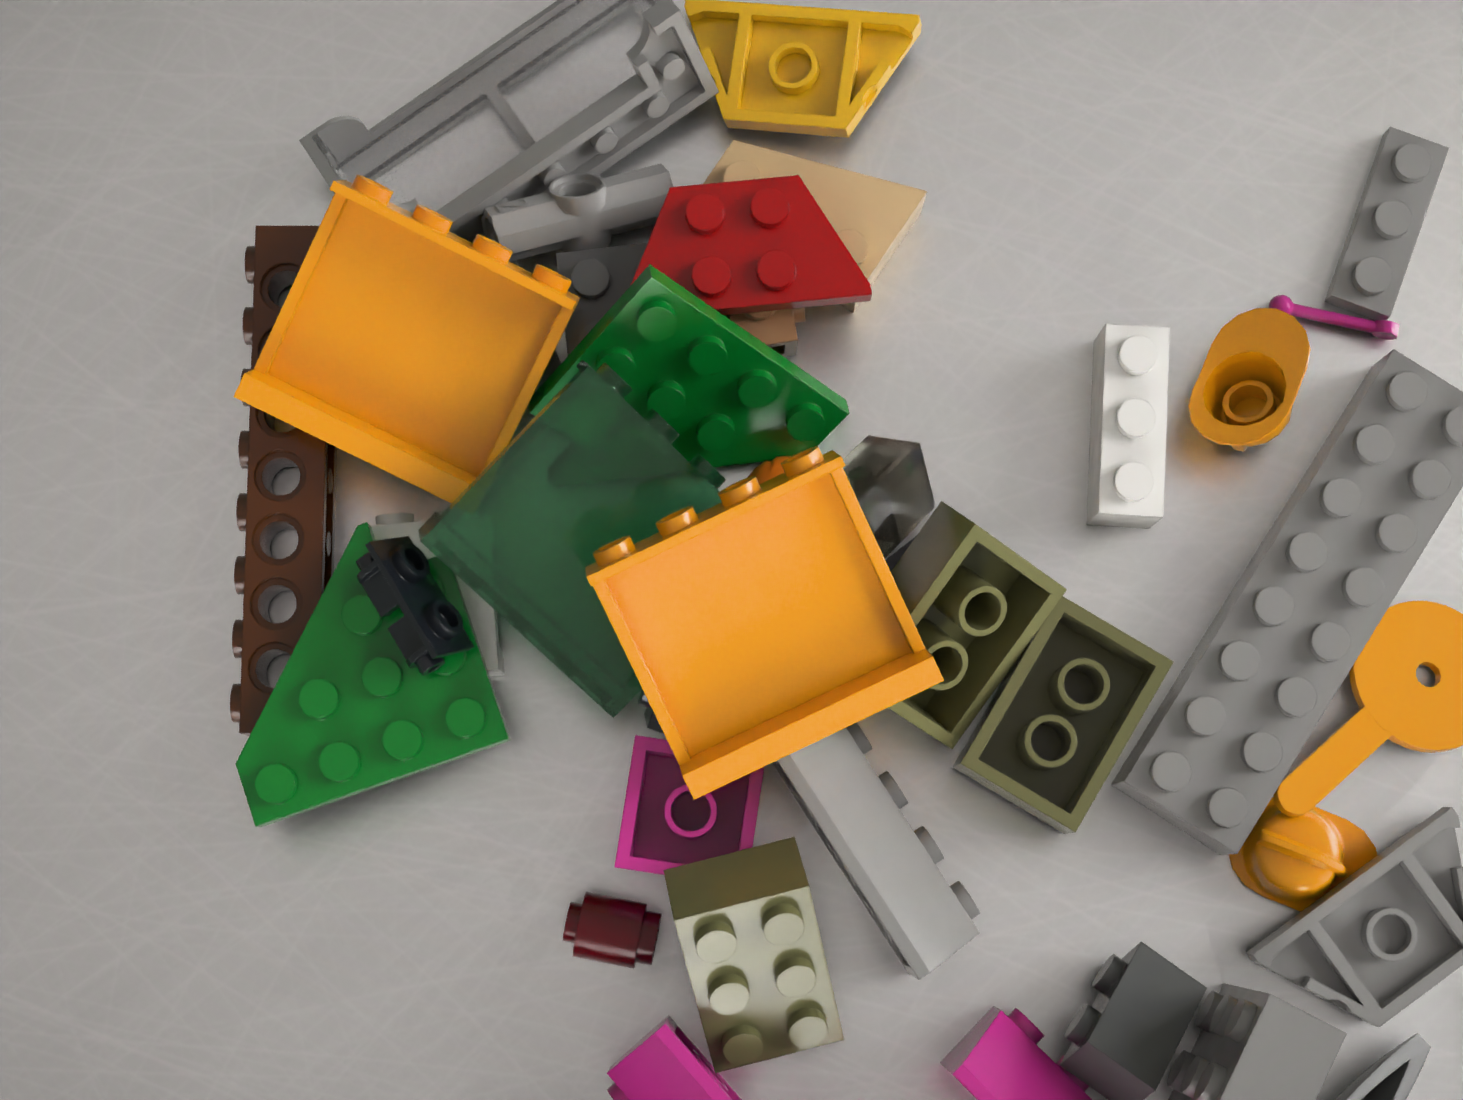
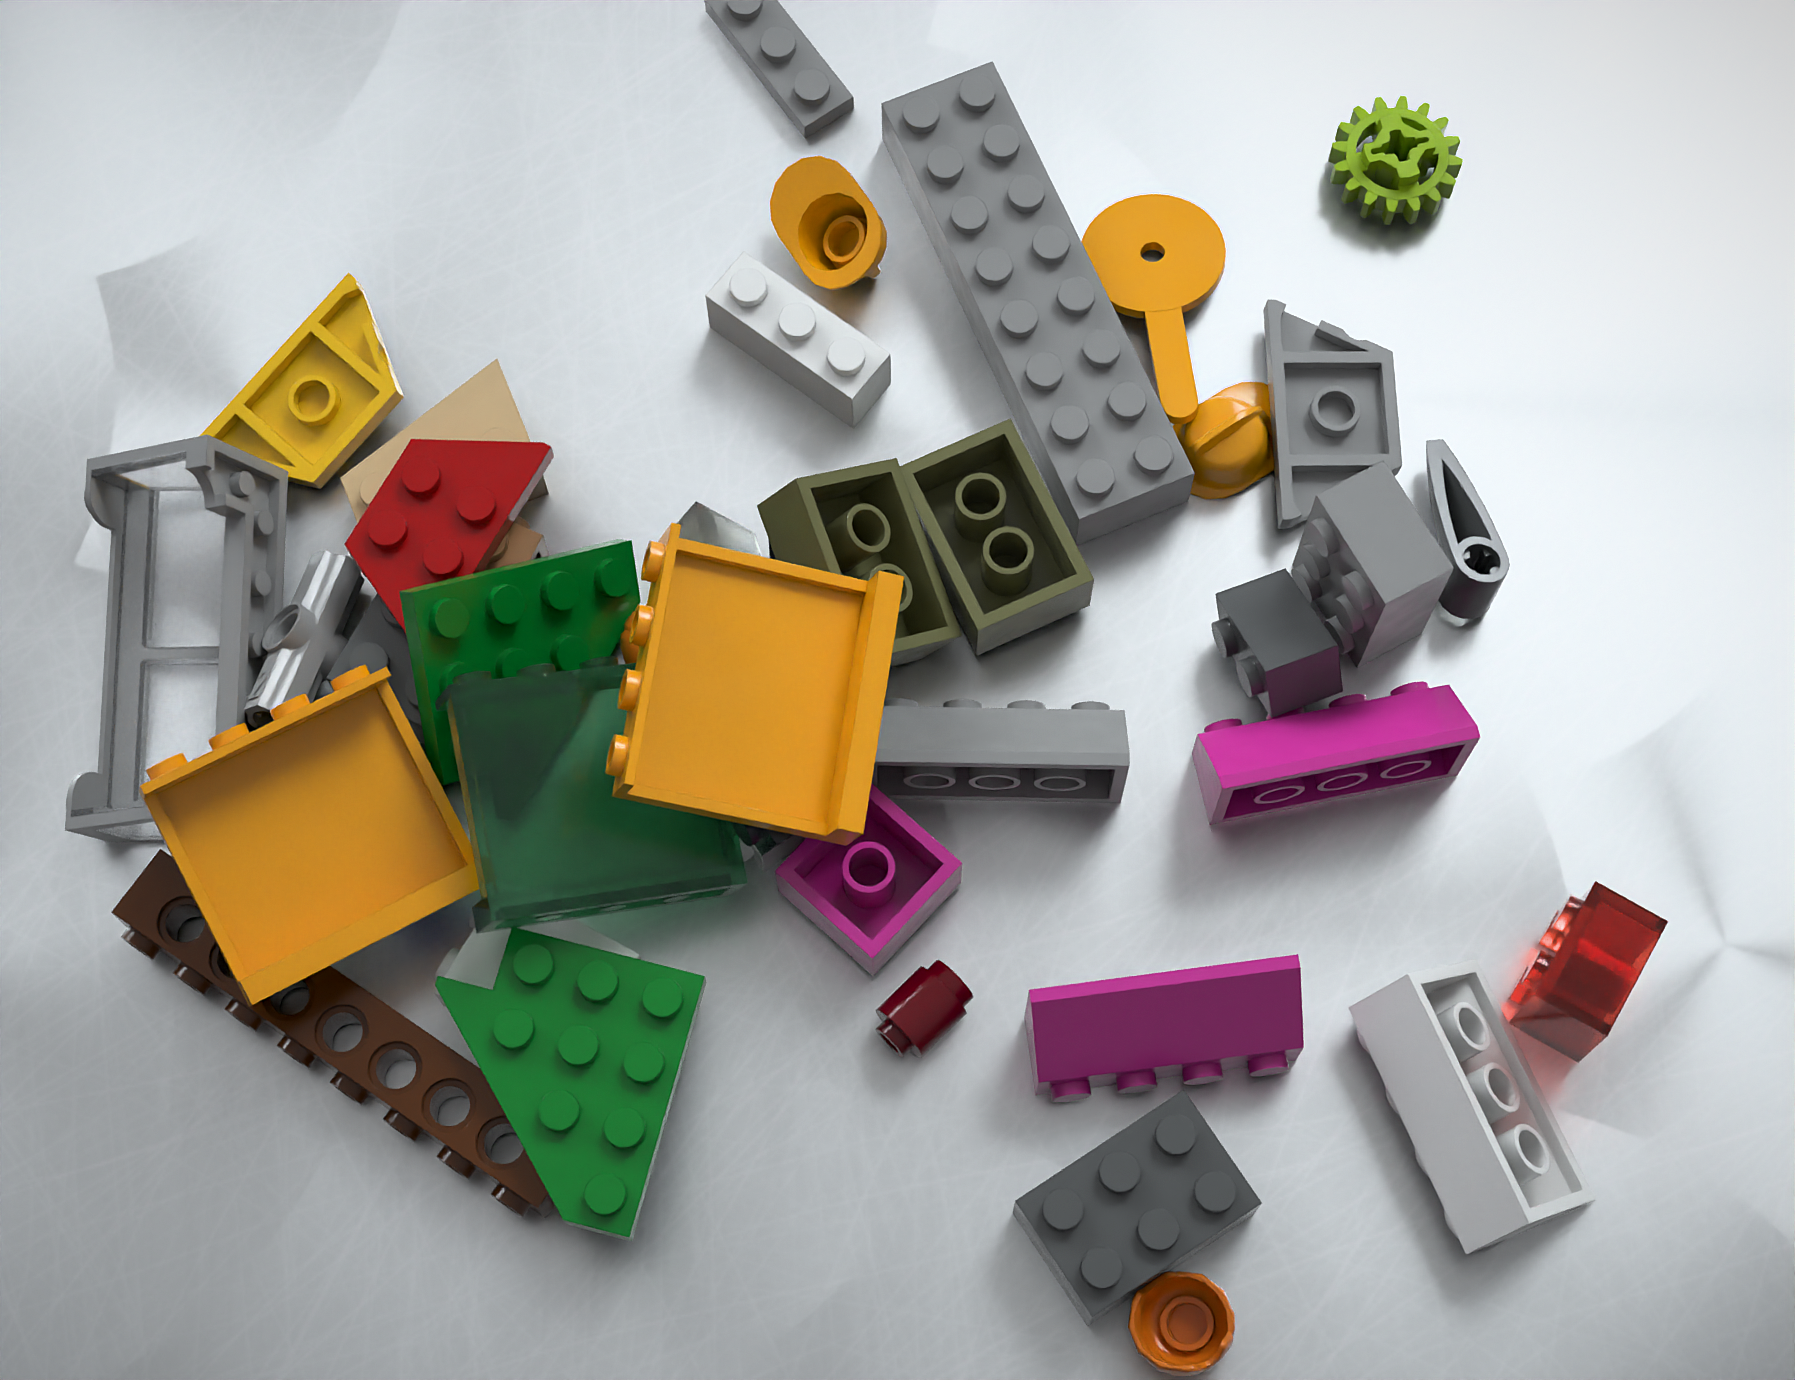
camera: 55 degrees left, 10 degrees down
(400, 576) = (510, 968): black hinge -> none
(754, 954) = (1020, 890): olive brick -> none
(1380, 328) = (857, 111): dark pink hinge -> none

